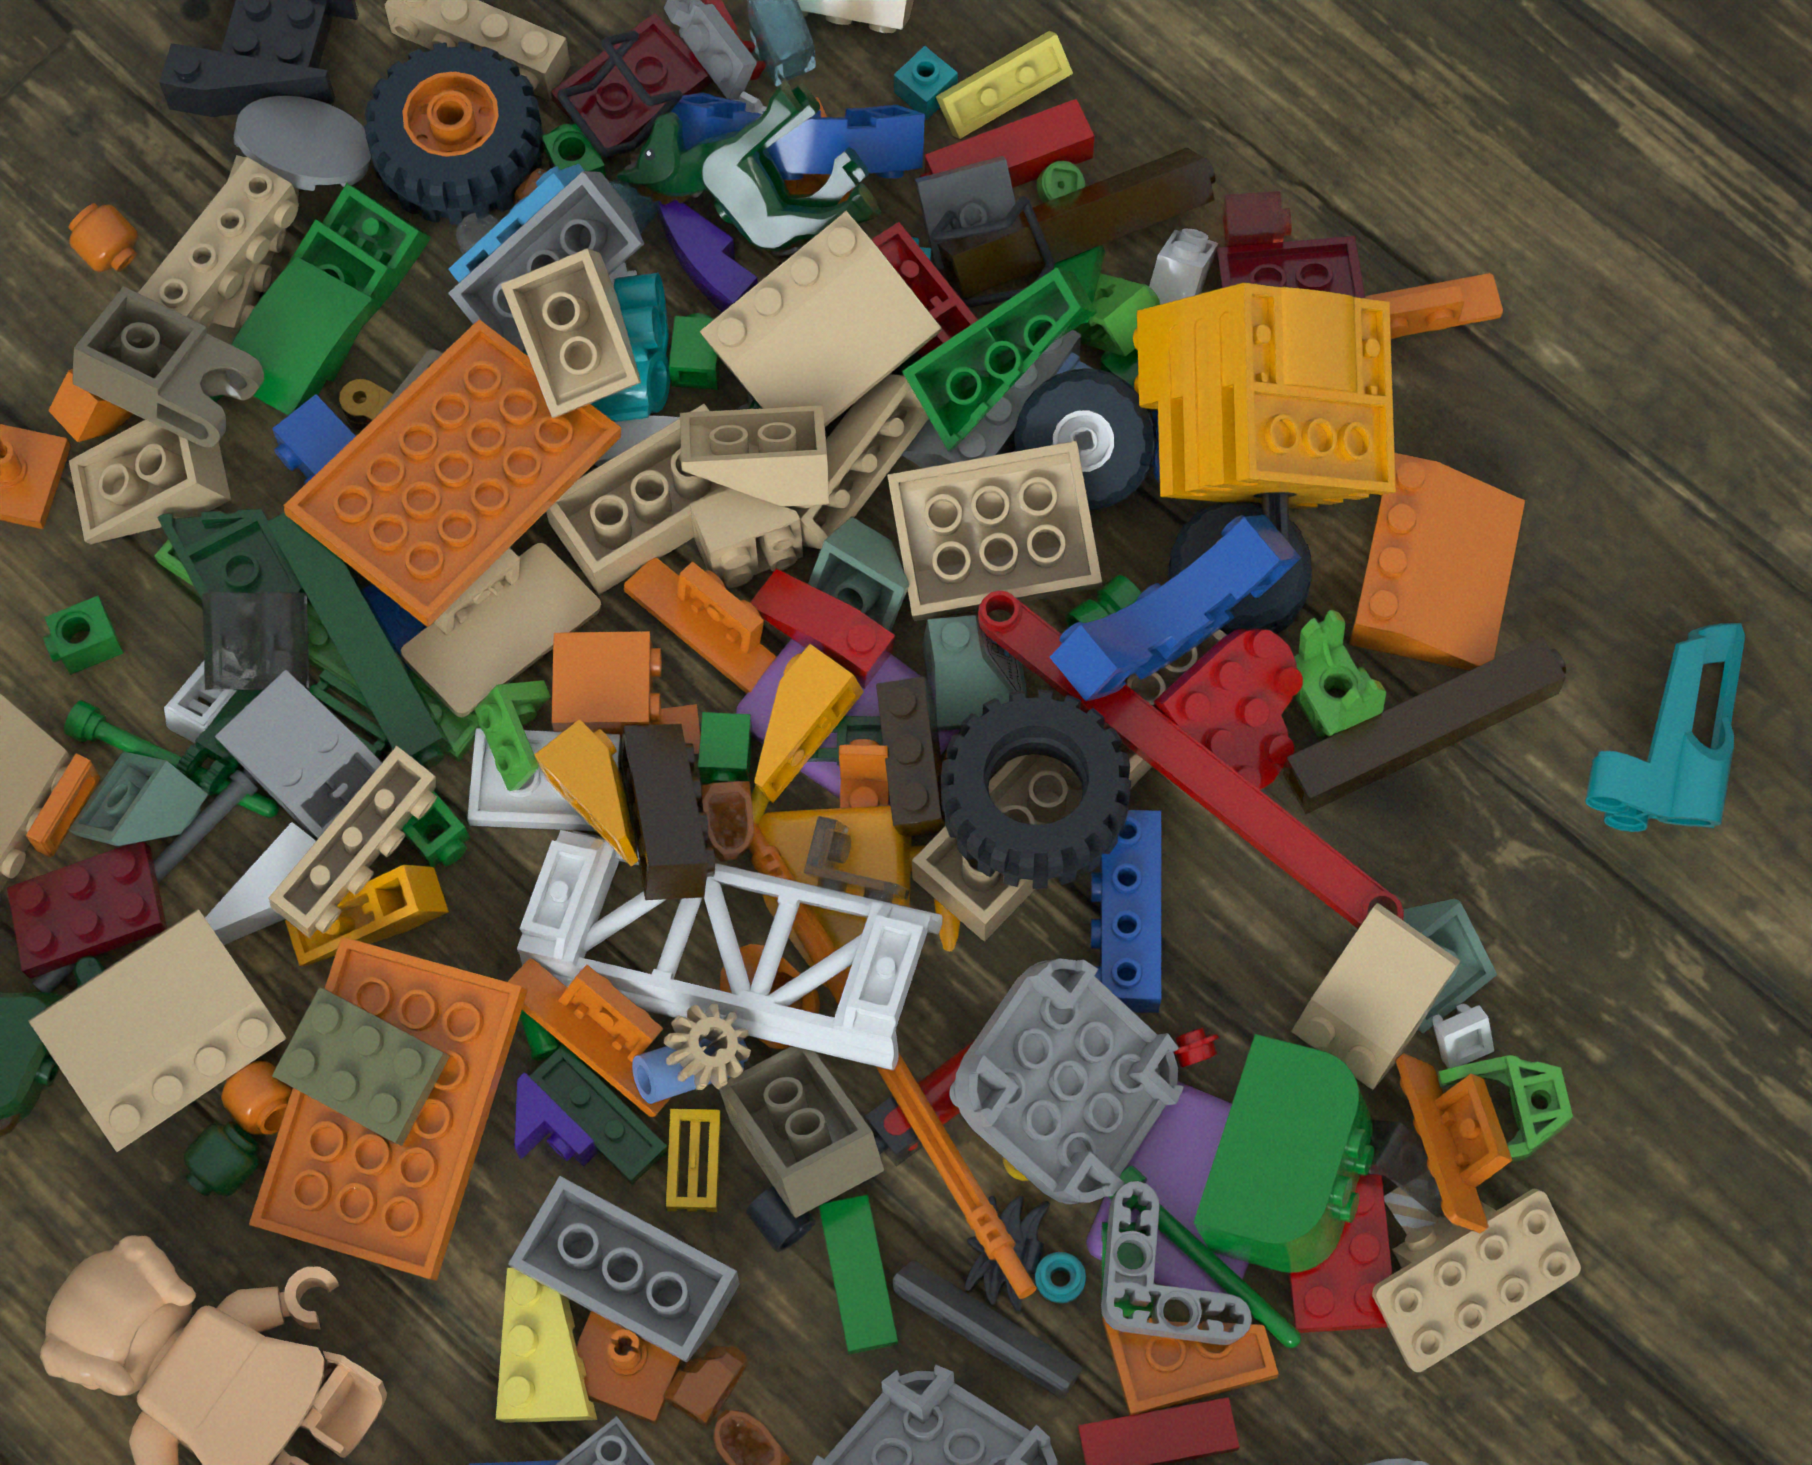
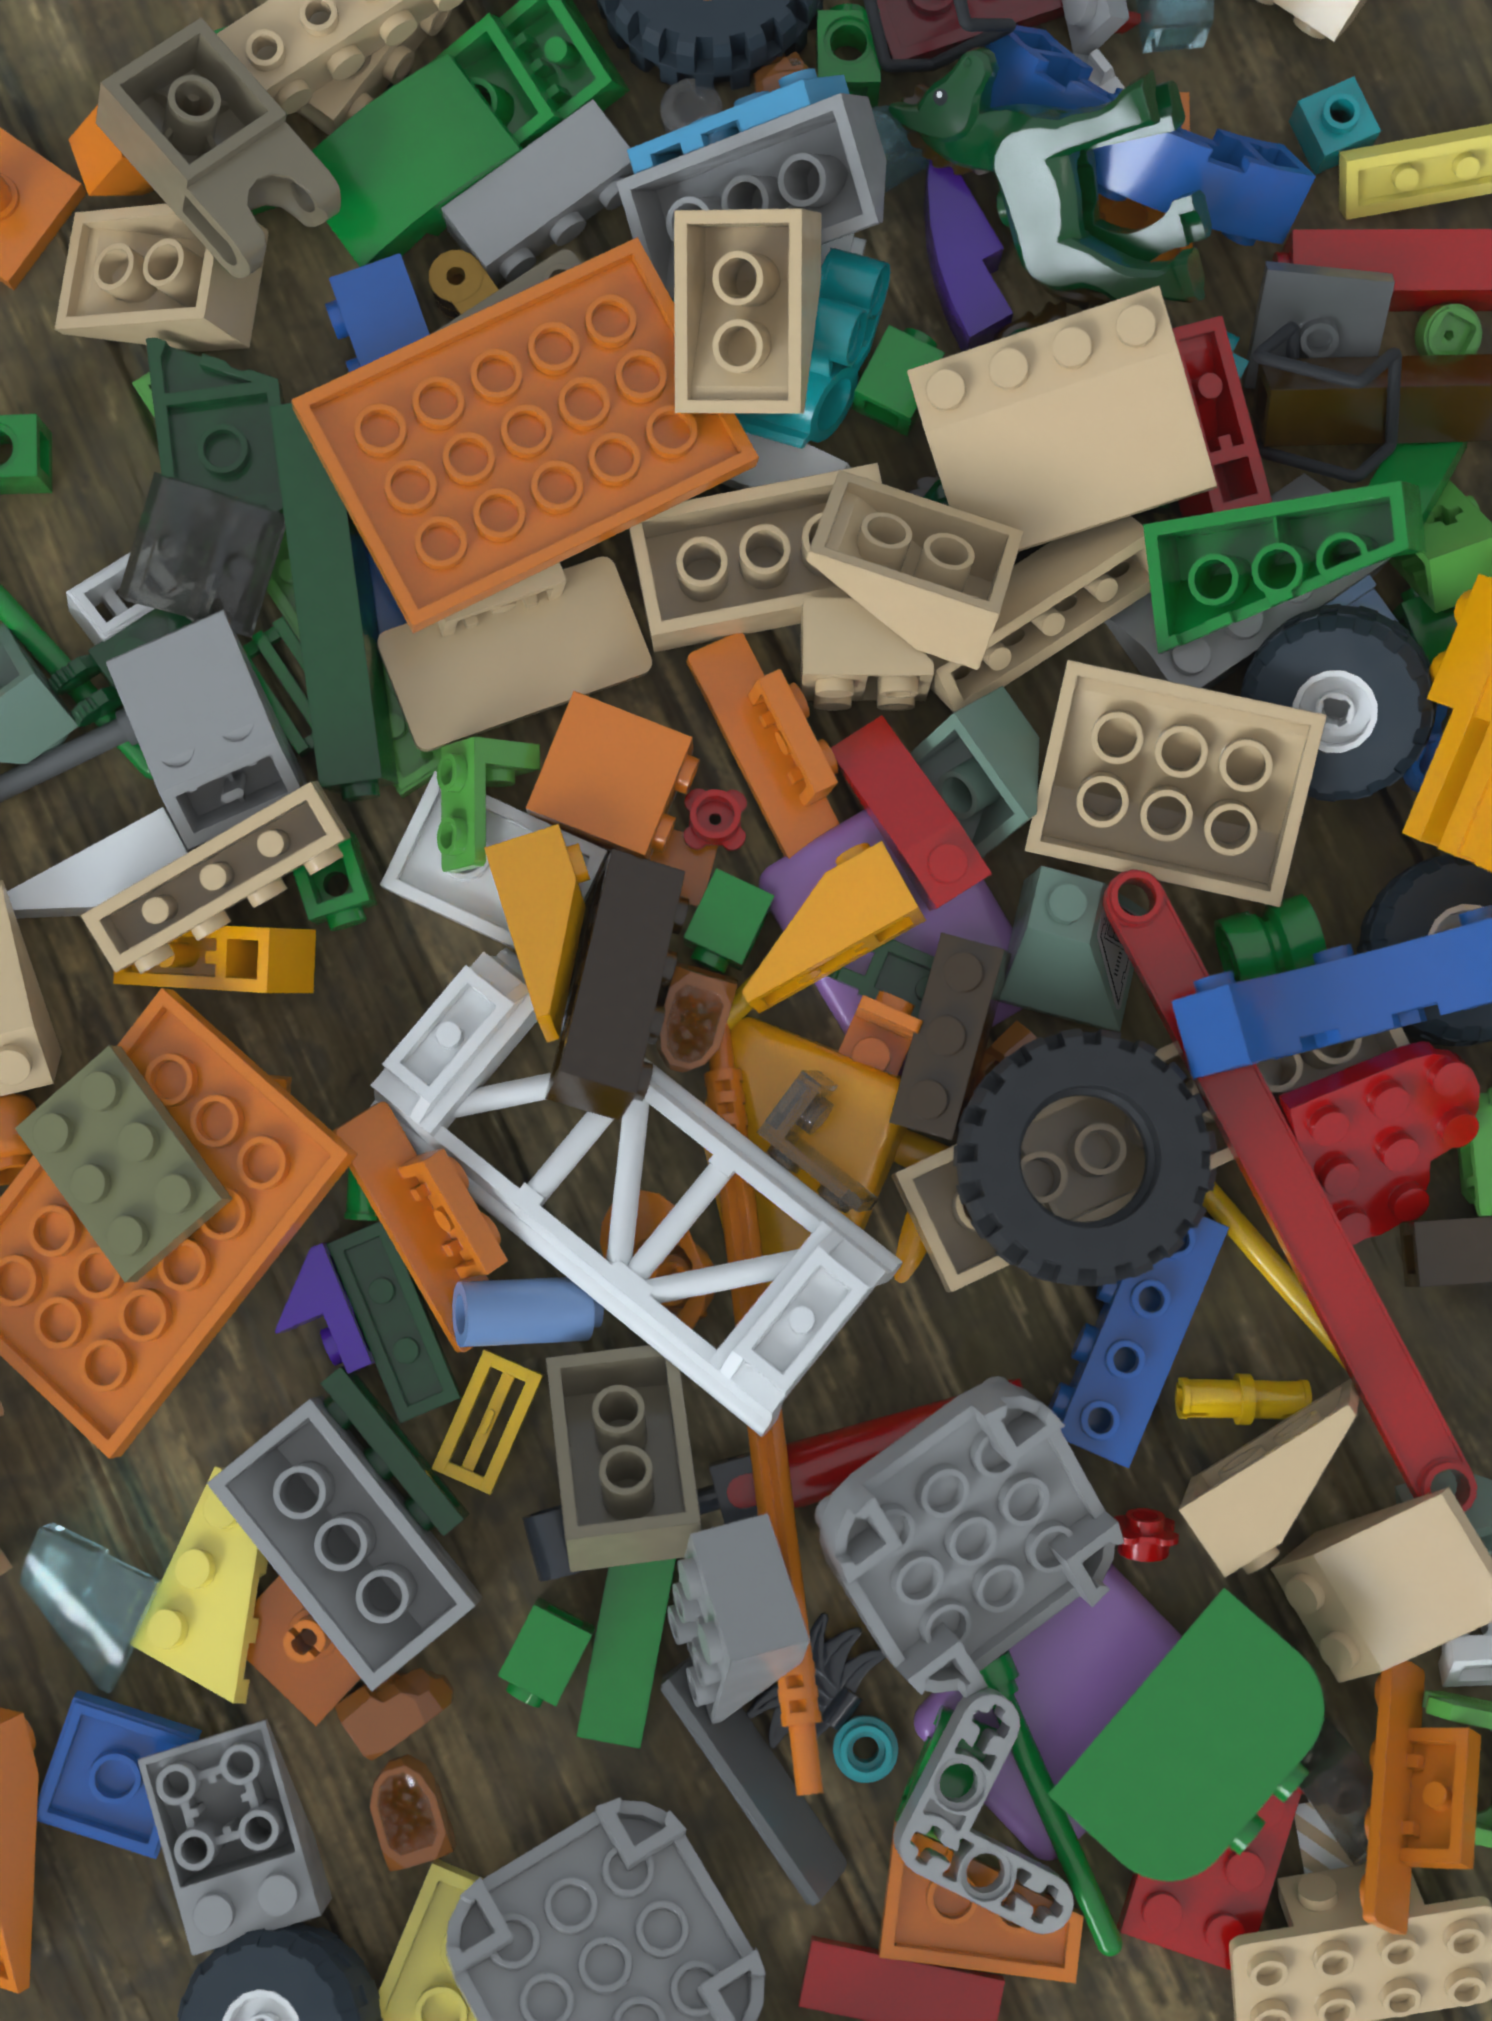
camera: 20 degrees right, 15 degrees up
(398, 323) = (541, 194): none -> light grey brick
(451, 1399) = (88, 1599): none -> clear light blue slope
(635, 1200) = (392, 1452): none -> dark green plate
(683, 676) = (715, 802): none -> red plate
(723, 1037) = (547, 1339): tan gear -> none
(801, 1299) = (545, 1654): none -> green brick
(923, 1196) = (736, 1615): none -> light grey slope
(1211, 837) = (1266, 1261): none -> yellow bar
(1224, 929) = (1240, 1398): none -> yellow pin
(1259, 968) = (1256, 1492): none -> tan slope

